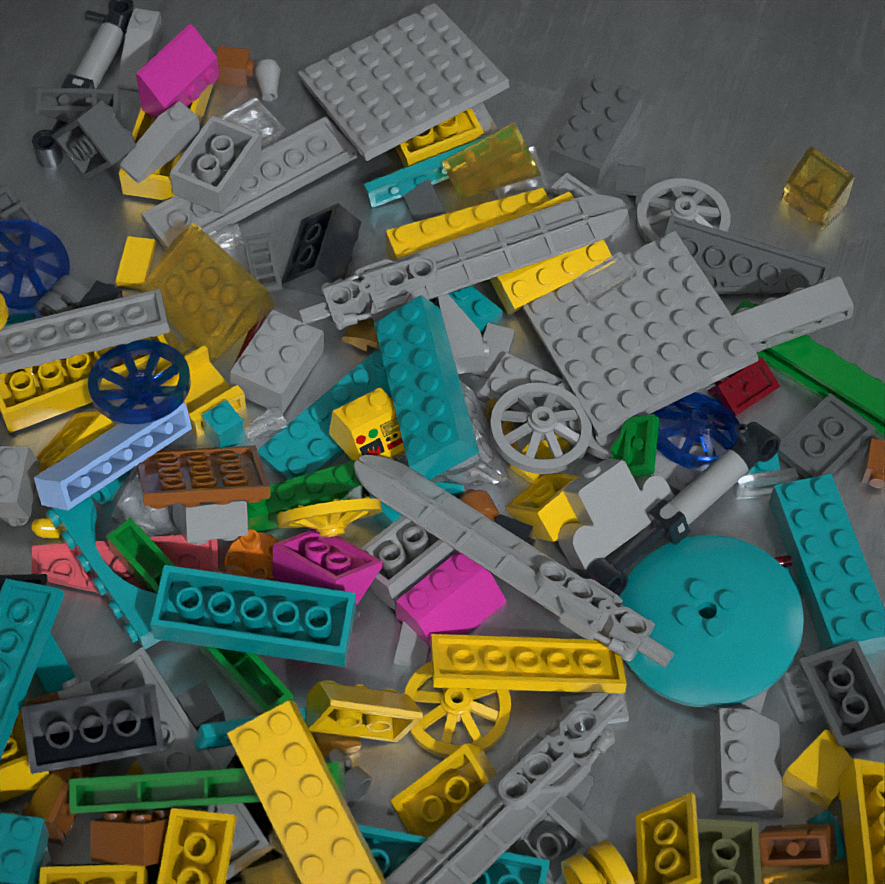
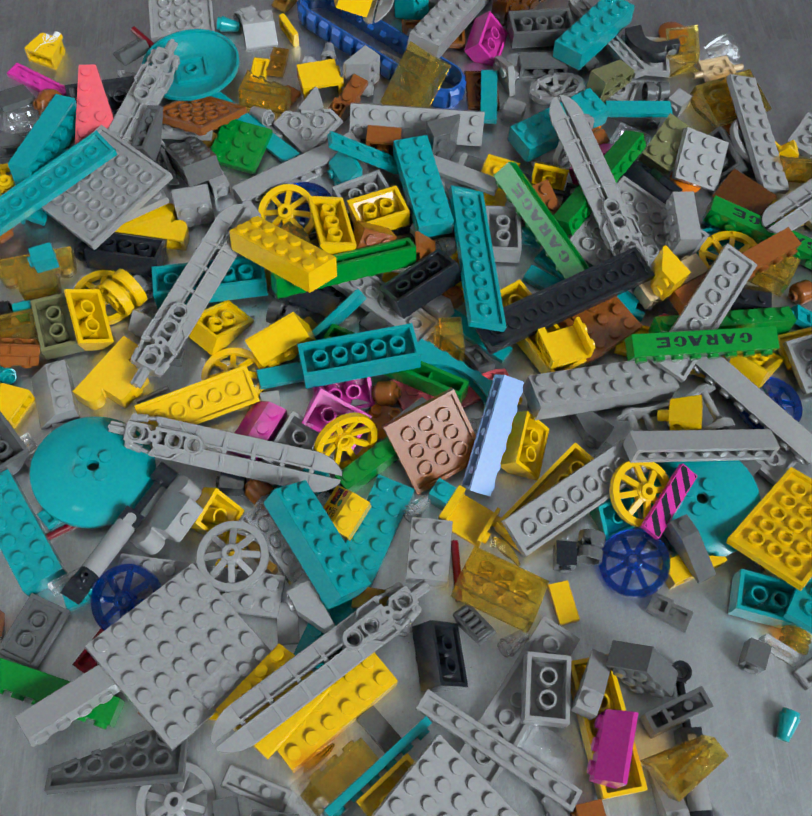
camera: 155 degrees right, 5 degrees up
(71, 610) = (478, 359): none -> dark grey plate
(90, 636) = (450, 337): none -> clear yellow slope
(105, 47) = (685, 765): none -> clear yellow wedge
(139, 385) = (505, 482): clear blue wheel -> none
(303, 139) = (499, 750): none -> light grey plate
(375, 674) = (280, 375): none -> teal tile
(638, 444) = (164, 558): green wing -> none
(647, 763) = (111, 378): none -> yellow brick

